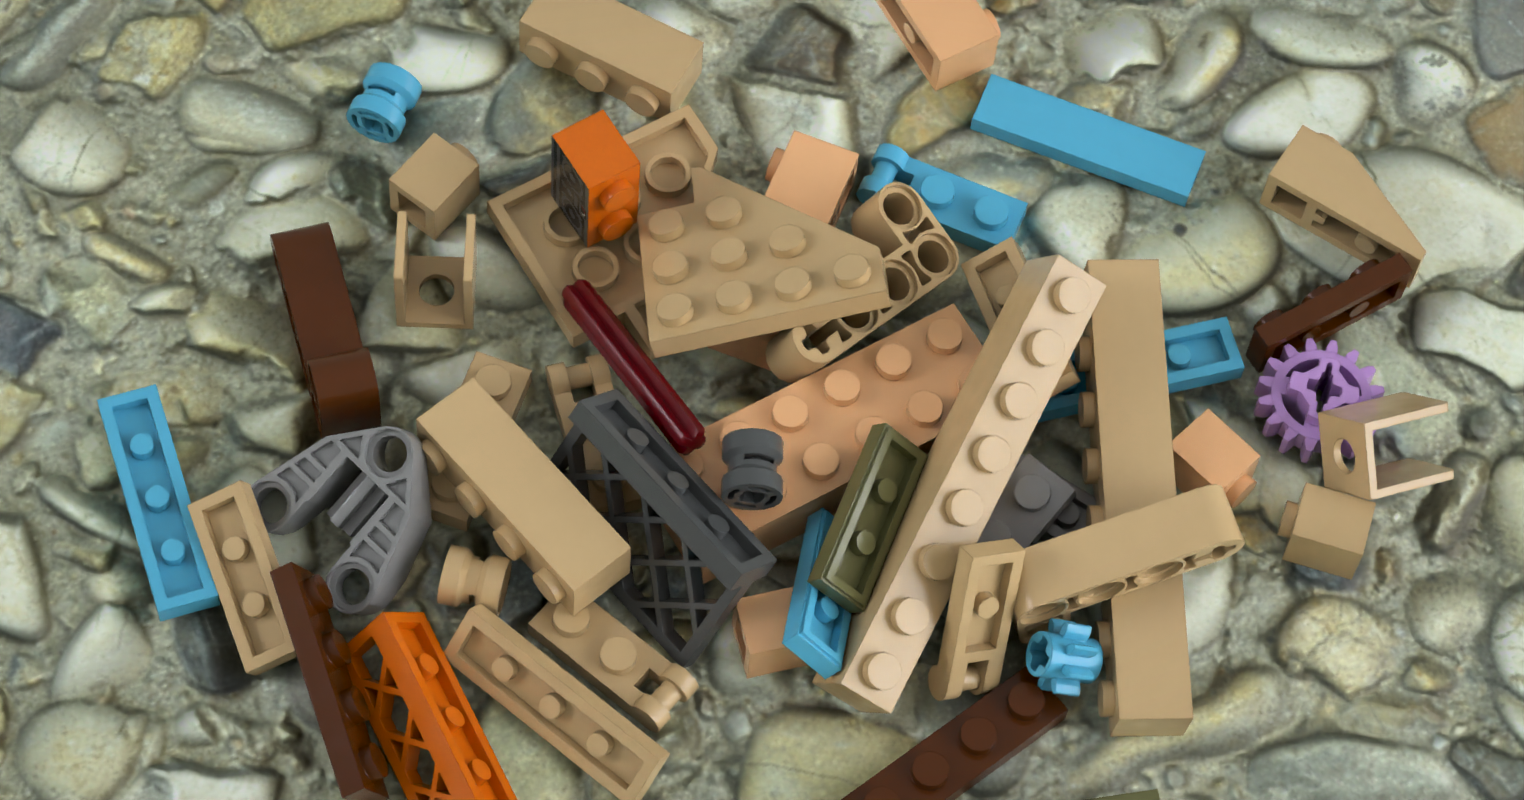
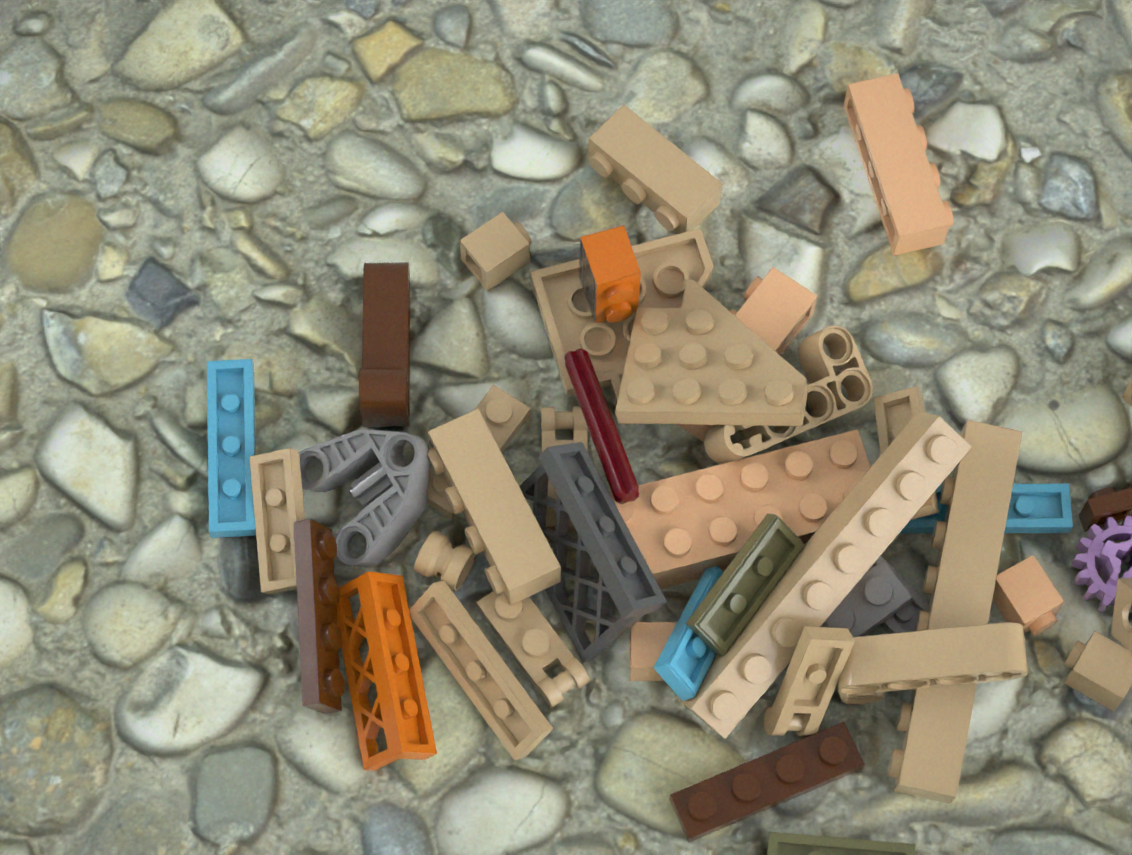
camera: 20 degrees right, 5 degrees up
(385, 99) = (474, 179): medium azure wheel -> none
(414, 271) = (459, 313): tan piece -> none
(752, 469) = (666, 527): dark grey wheel -> none
(962, 207) = (880, 346): medium azure plate -> none
(1064, 657) = (870, 725): medium azure gear -> none
(1087, 140) = (1000, 319): medium azure tile -> none

